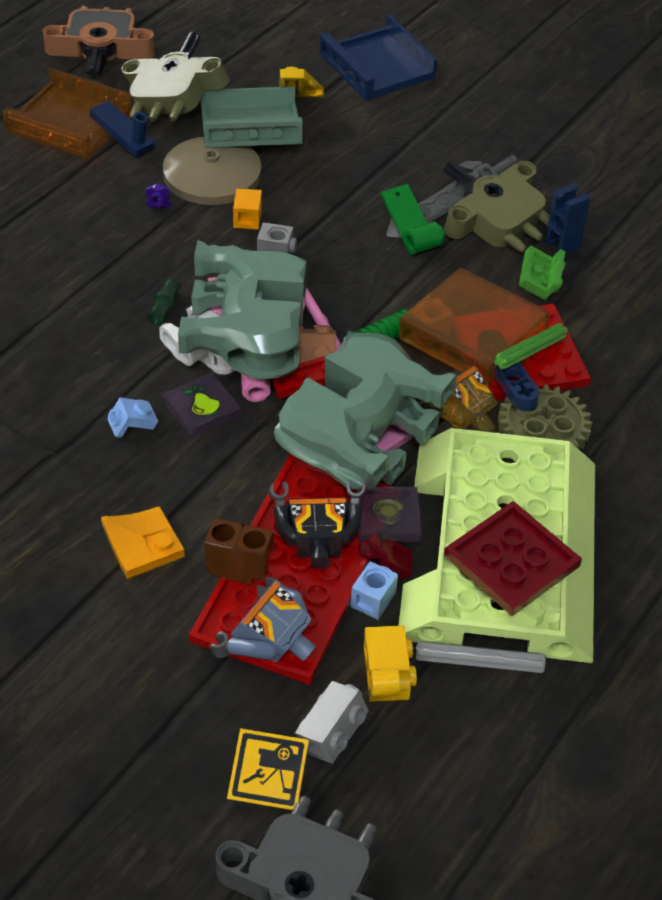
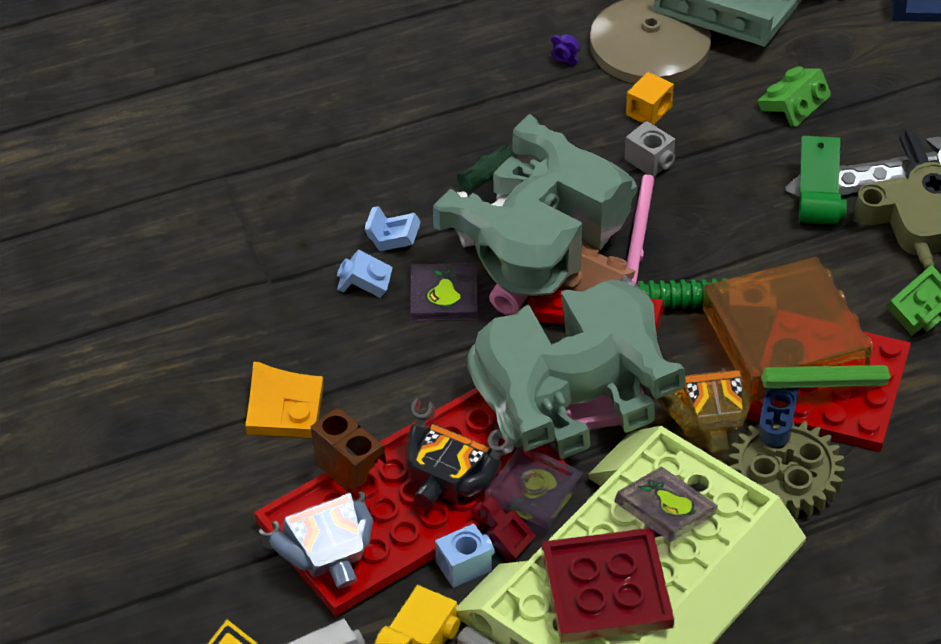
camera: 35 degrees right, 0 degrees up
(130, 374) = (391, 232): none -> light blue bracket
(344, 167) = (796, 94): none -> bright green bracket
(507, 479) = (665, 503): none -> tile

